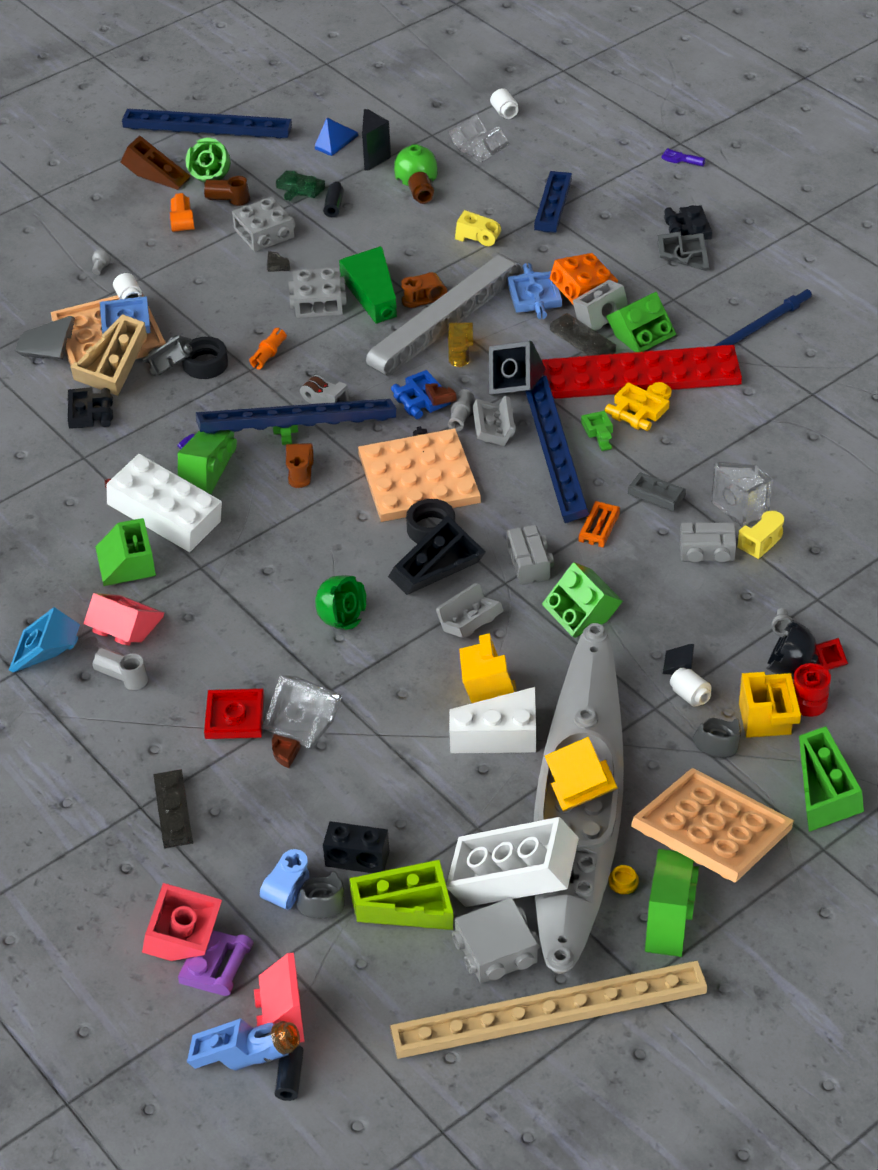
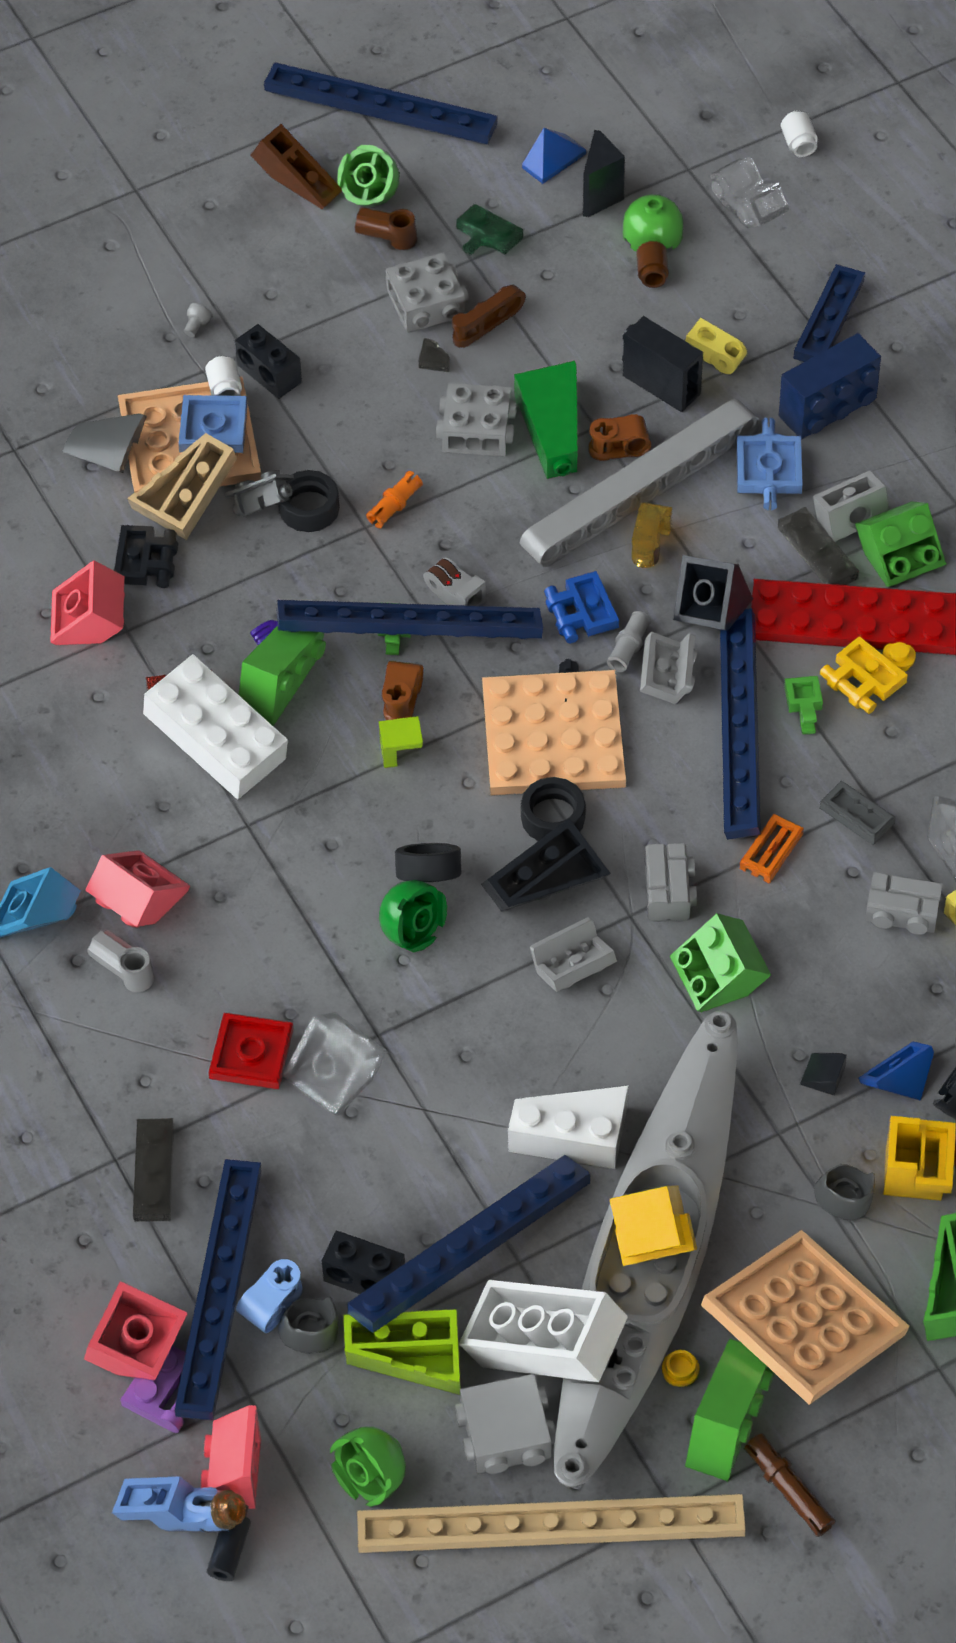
camera: 10 degrees right, 10 degrees up
(52, 443) = (88, 606): none -> coral slope
(125, 553) = (154, 794): bright green slope -> none
(158, 277) = (268, 361): none -> black brick
(181, 213) = (318, 260): orange piece -> none
(243, 884) = (218, 1290): none -> dark blue plate
(285, 749) = (304, 1111): copper tile -> none
(303, 489) = (398, 735): none -> lime panel
(310, 232) = (487, 315): none -> reddish brown plate
(333, 199) = (529, 263): black cylinder -> none
(345, 565) = (428, 862): none -> black tyre
(391, 988) = (368, 1464): none -> bright green cylinder
(435, 816) = (468, 1243): none -> dark blue plate
(440, 395) = (604, 615): copper tile -> none
(443, 239) = (662, 363): none -> black brick
(485, 671) = (571, 1053): yellow plate -> none
(566, 234) = (829, 386): none -> dark blue brick
(579, 275) = (835, 454): orange brick -> none
(691, 687) = (829, 1113): white brick -> none
(722, 941) = (779, 1472): none -> reddish brown pin
(738, 652) = (902, 1072): none -> blue slope

